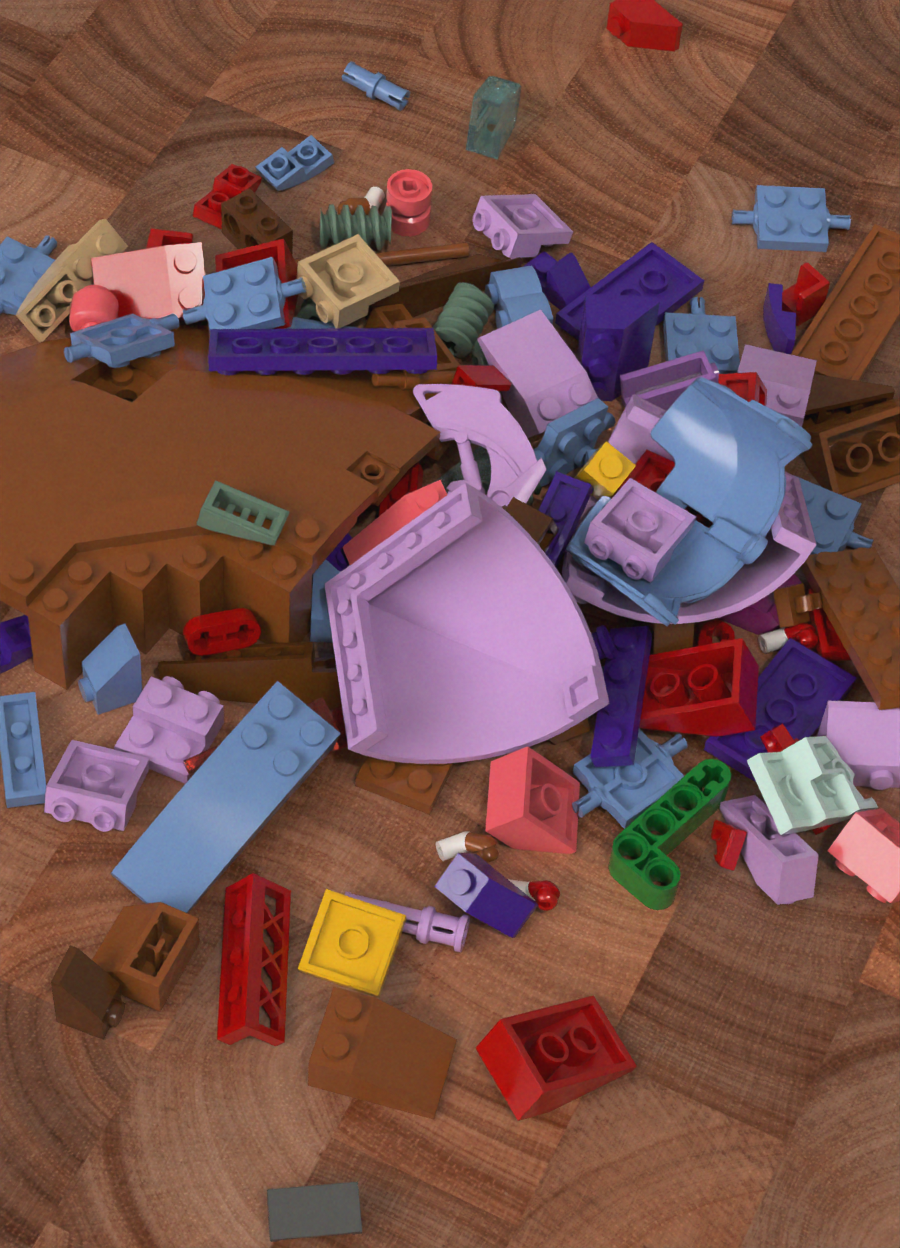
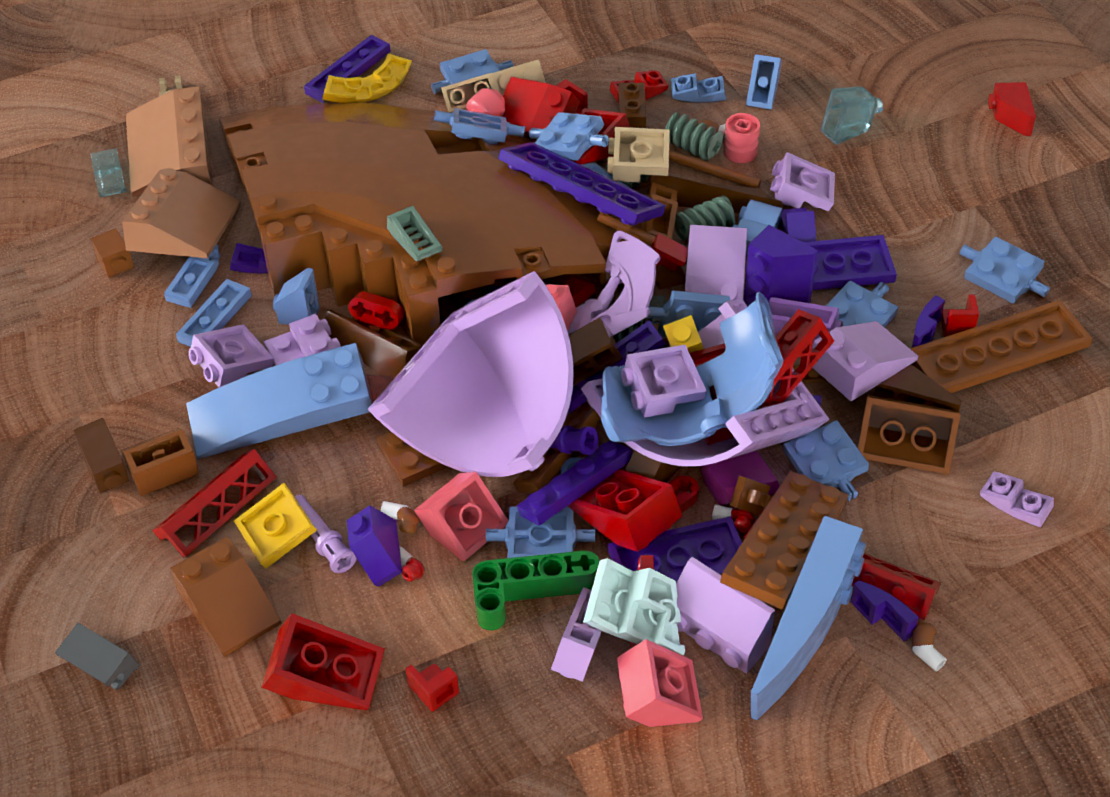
camera: 45 degrees right, 5 degrees down
(364, 120) = (764, 81): none -> medium blue slope
(376, 85) = (794, 67): medium blue pin -> none
(677, 1000) = (433, 685): none -> red panel
(728, 843) = (563, 610): red tile -> none

